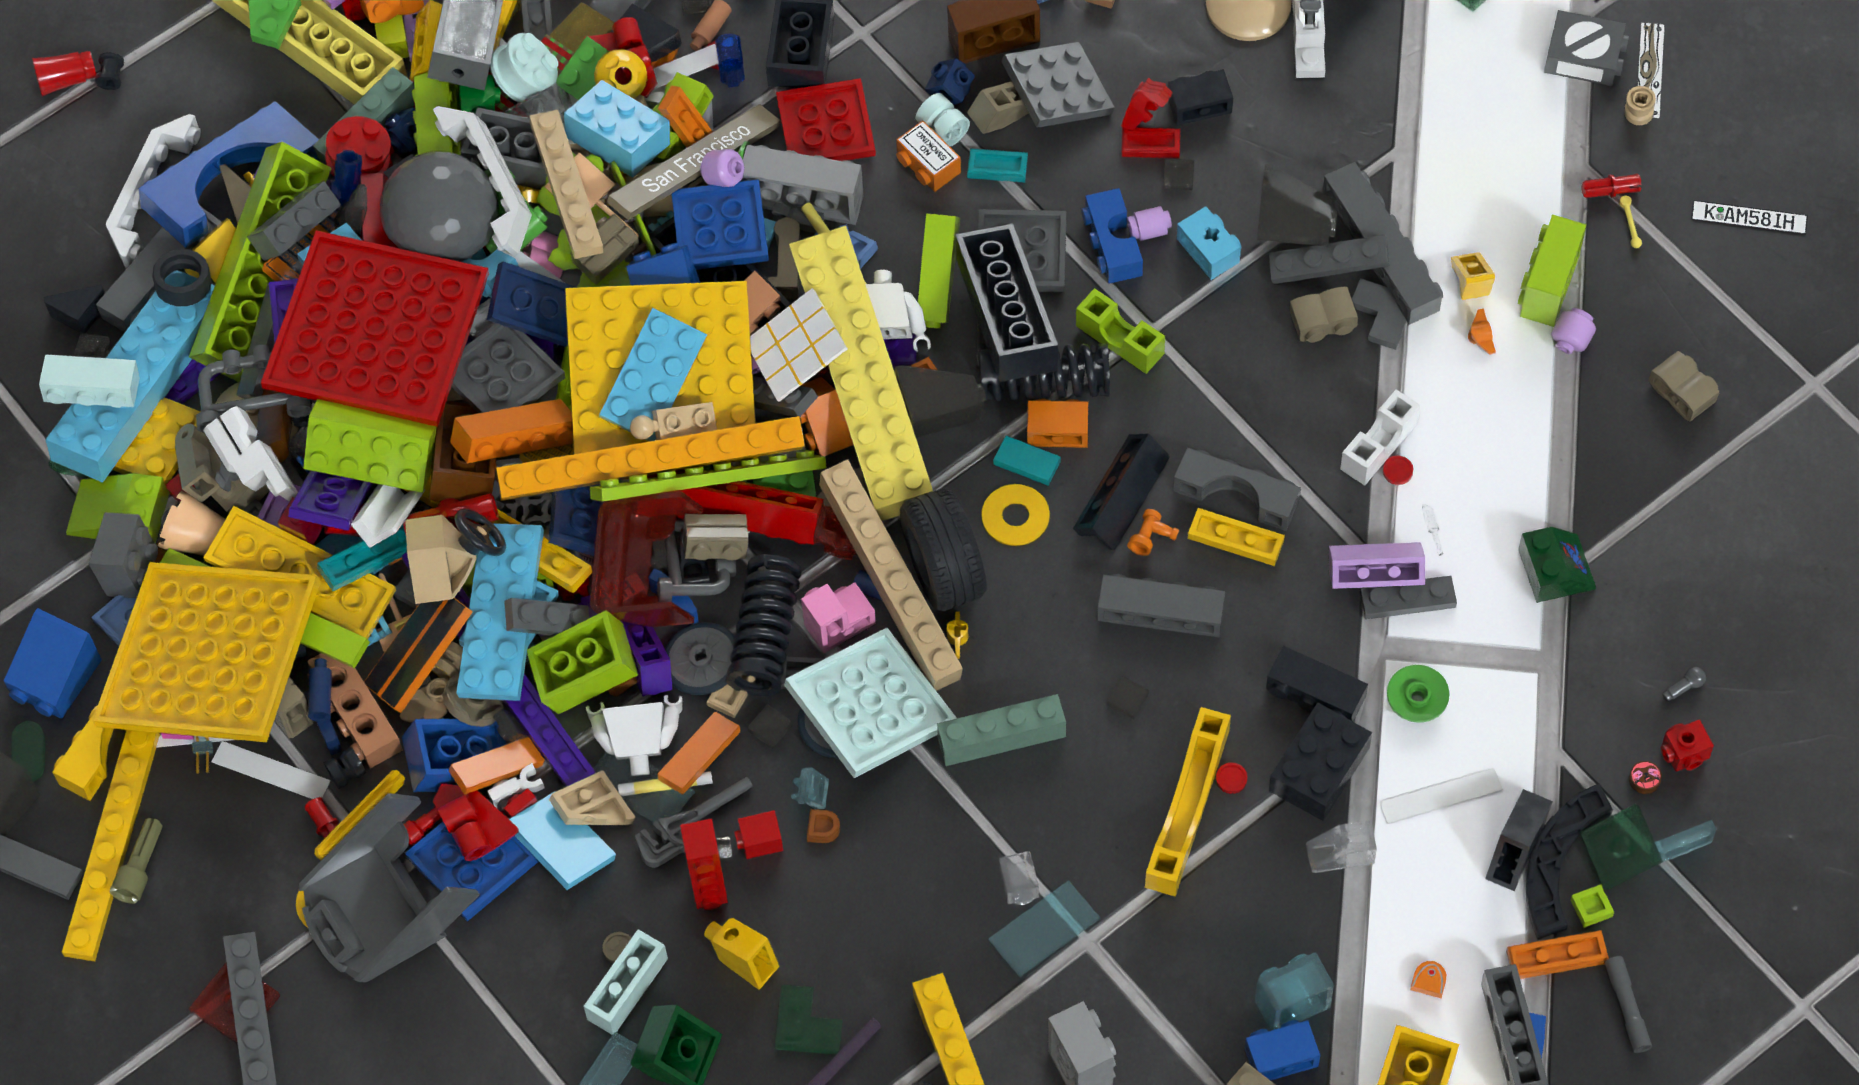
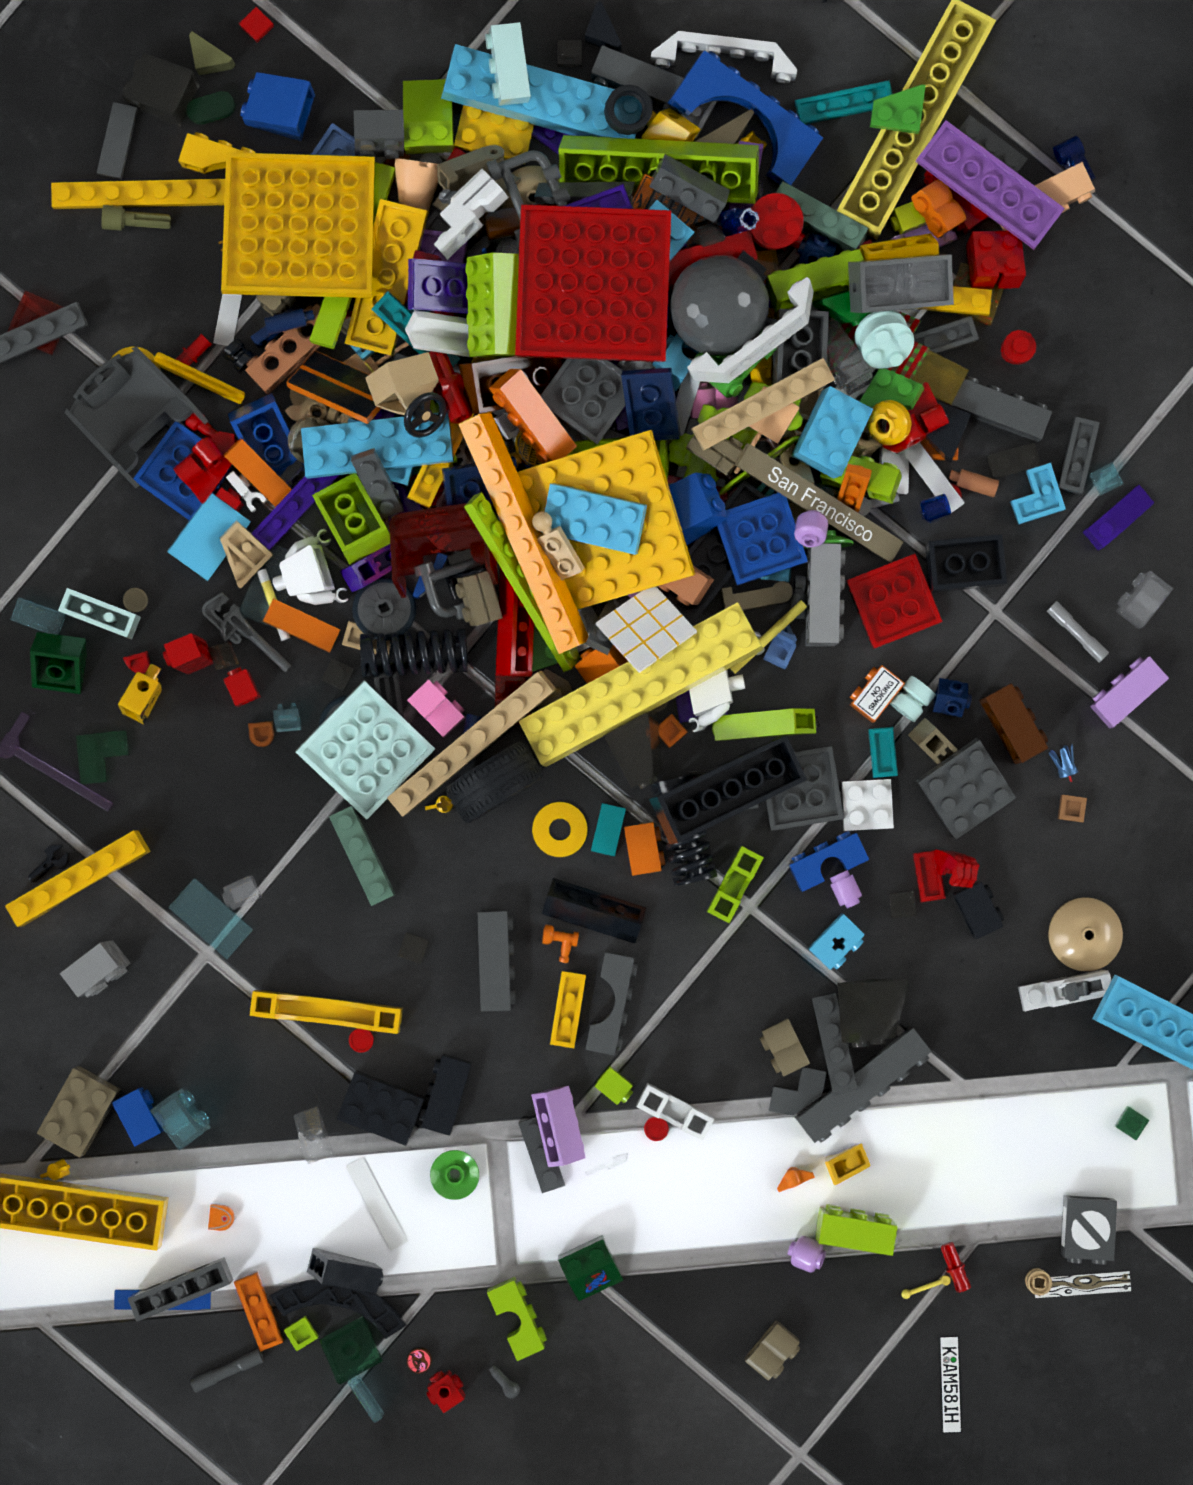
camera: 75 degrees right, 25 degrees up
(240, 80) = (841, 102): none -> teal tile
(700, 956) = (138, 662): none -> red tile
(1056, 187) = (867, 805): none -> white plate
(1337, 501) = (614, 1086): none -> lime brick
(1630, 645) = (510, 1297): none -> lime arch

